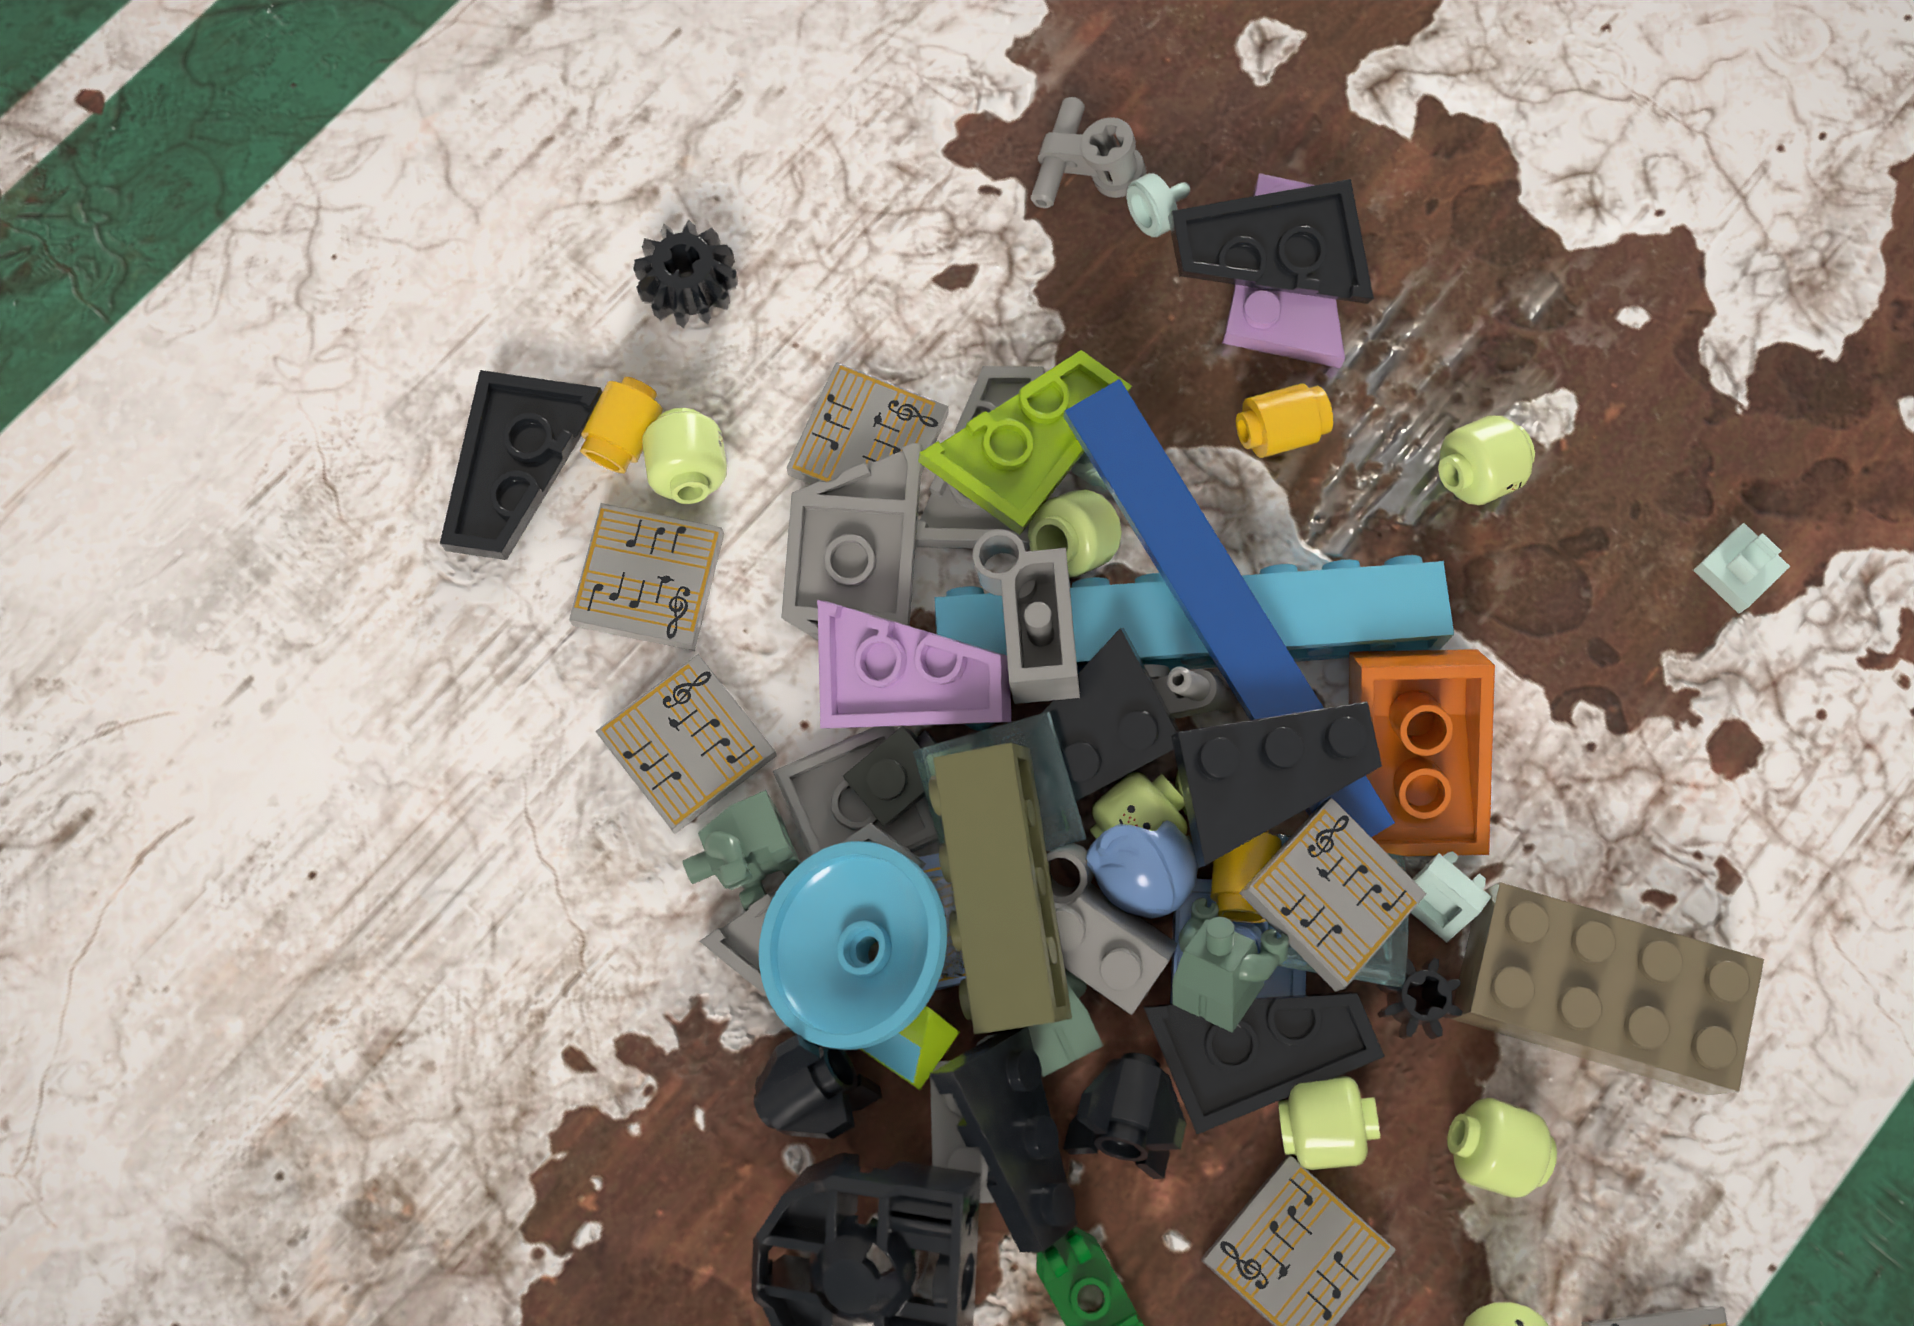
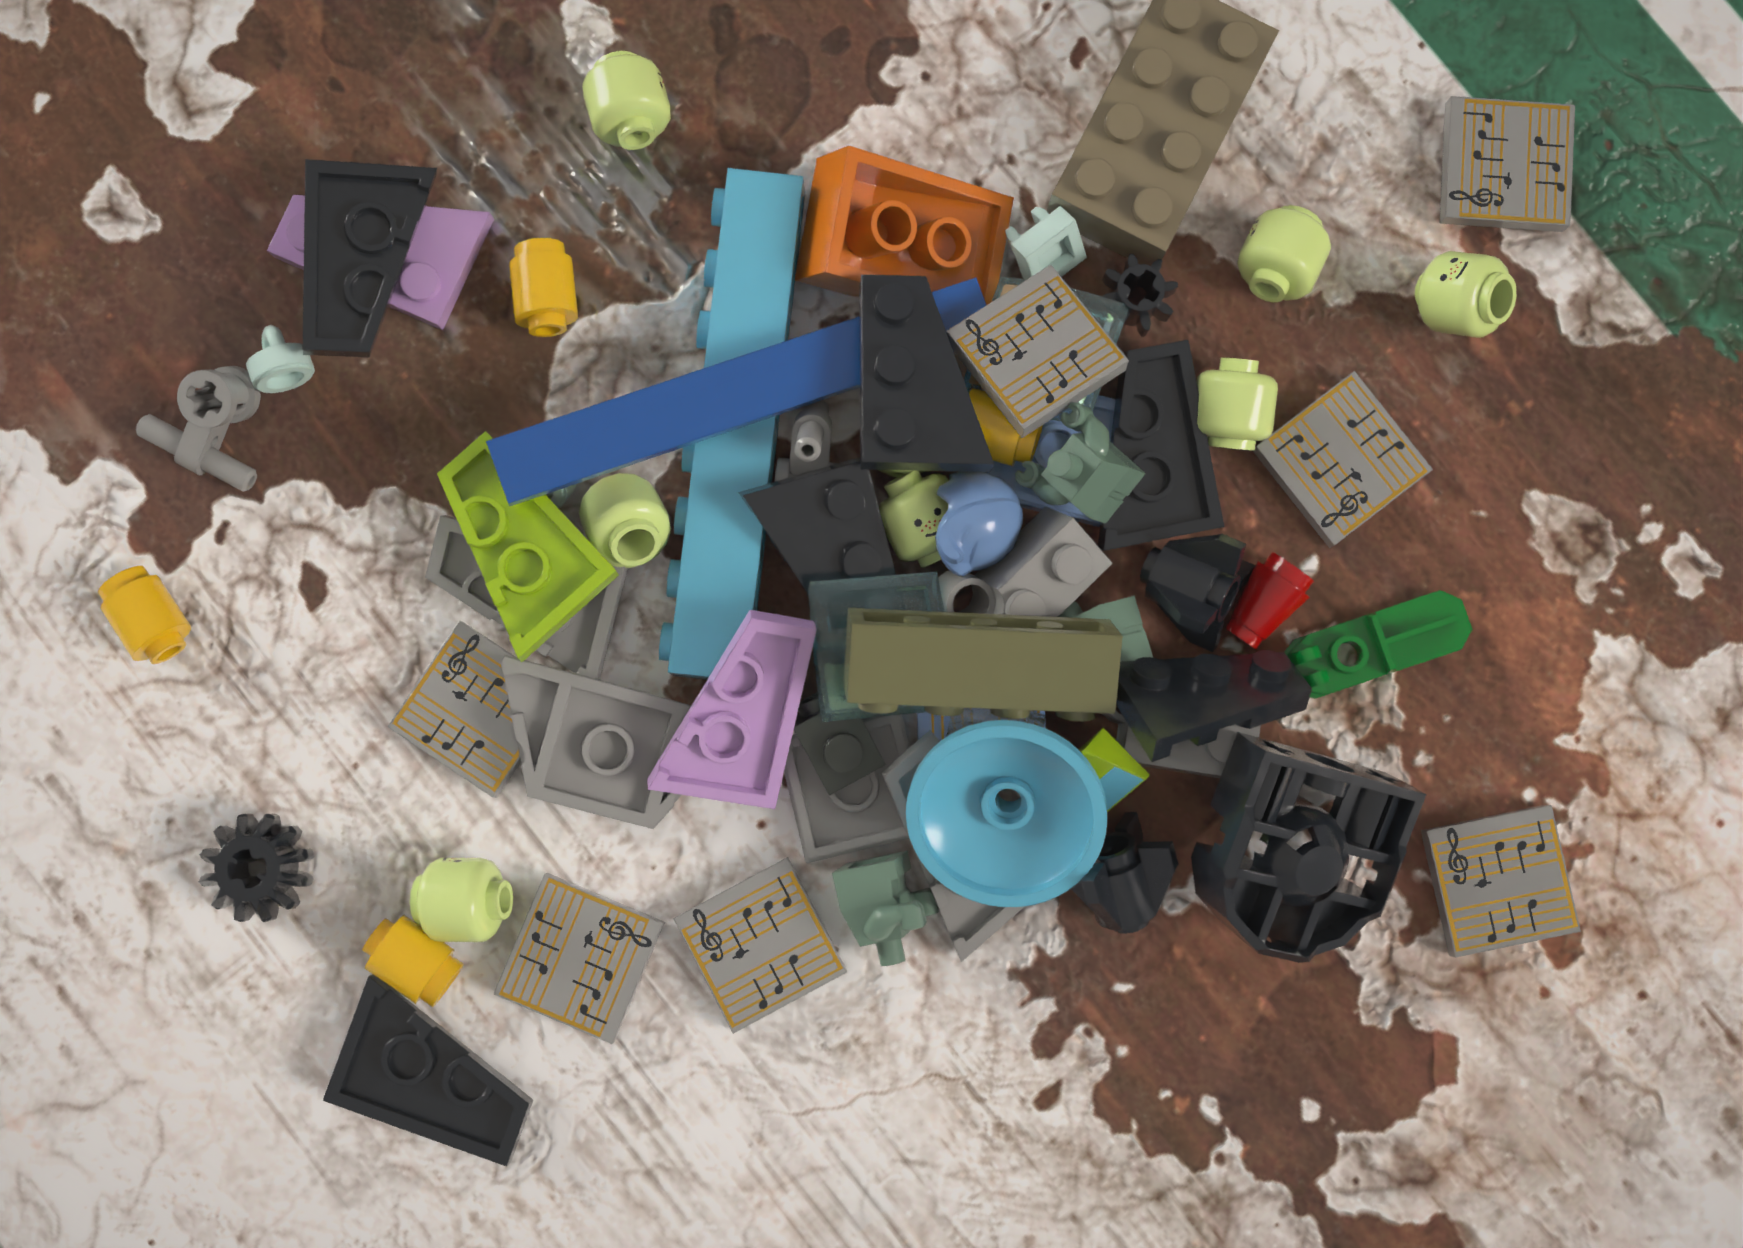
camera: 80 degrees left, 10 degrees up
(899, 136) = (144, 615): none -> yellow brick
(1035, 617) = (720, 575): light grey hinge -> none
(1130, 1197) = (1268, 599): none -> red cone

